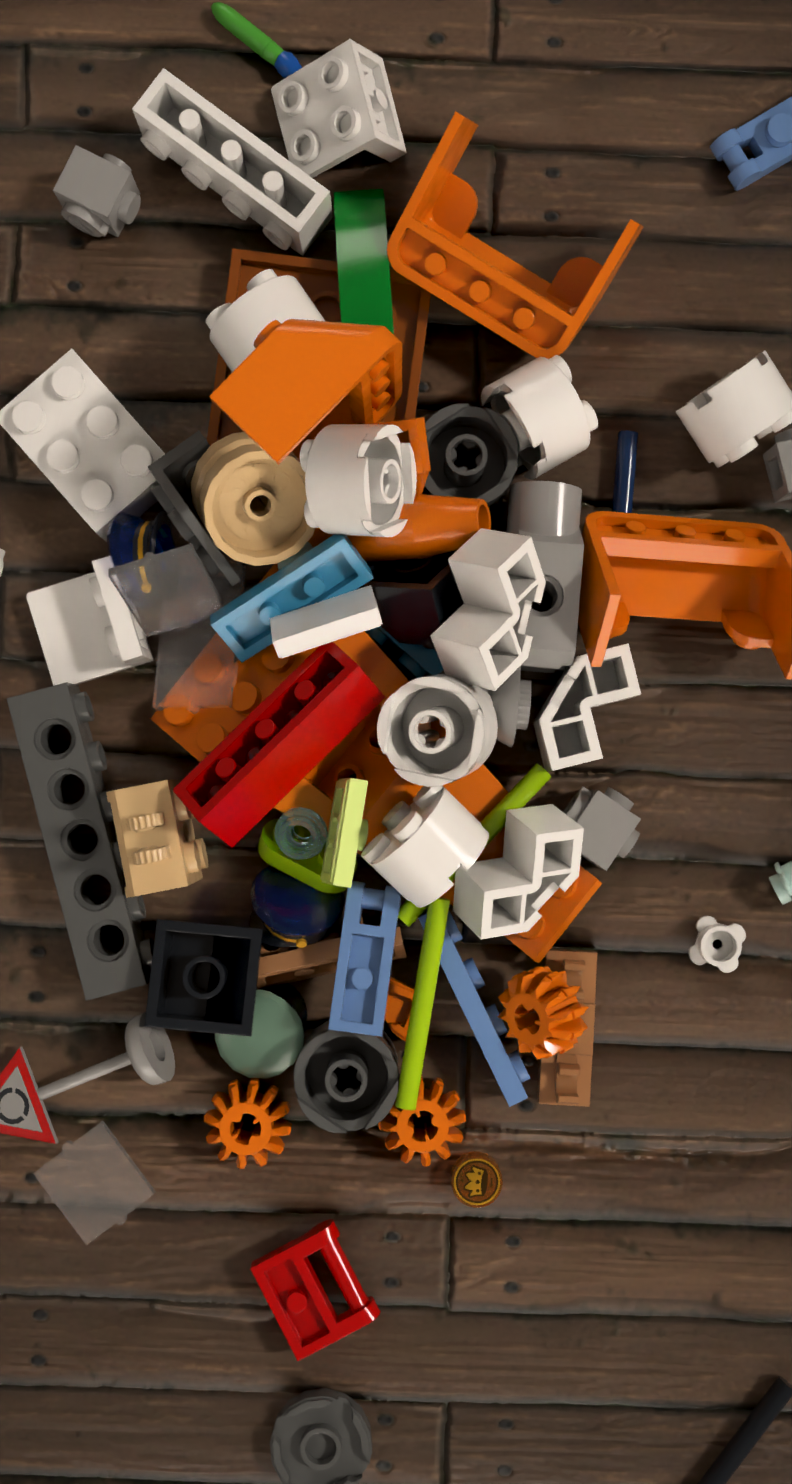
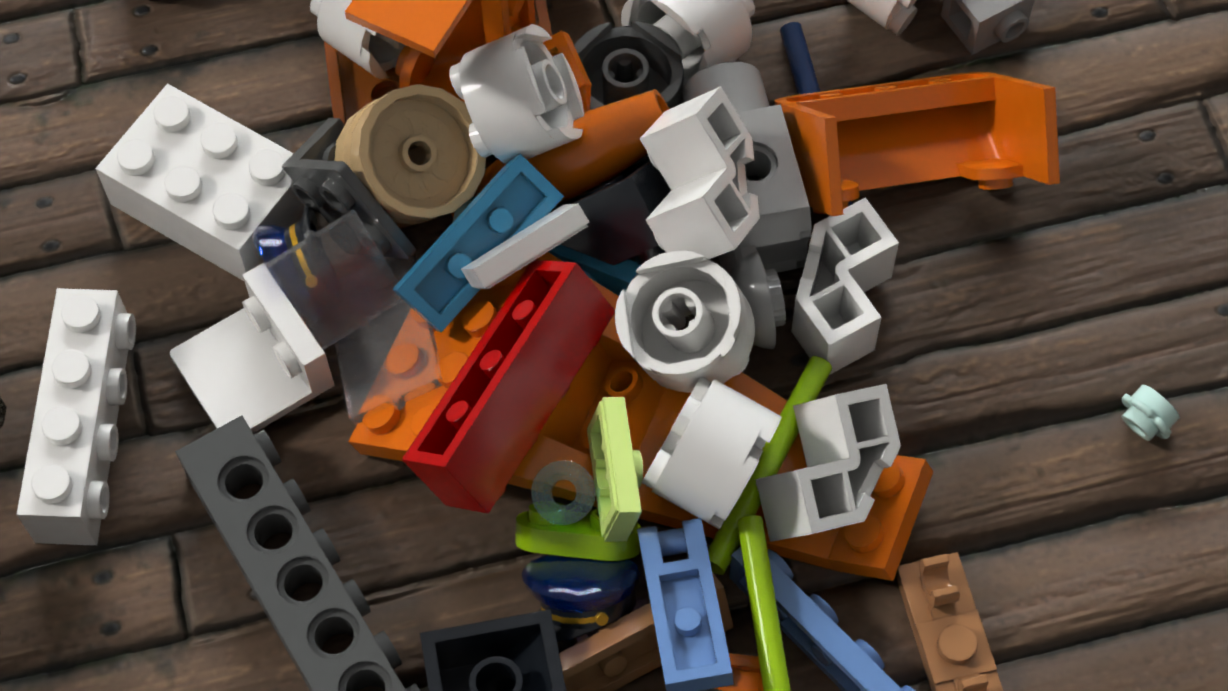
camera: 15 degrees left, 25 degrees down
(156, 838) = (394, 549): tan hinge -> none
(542, 1012) = (916, 613): orange gear -> none
(606, 824) = (916, 405): light grey brick -> none
(727, 955) = (1098, 488): white plate -> none

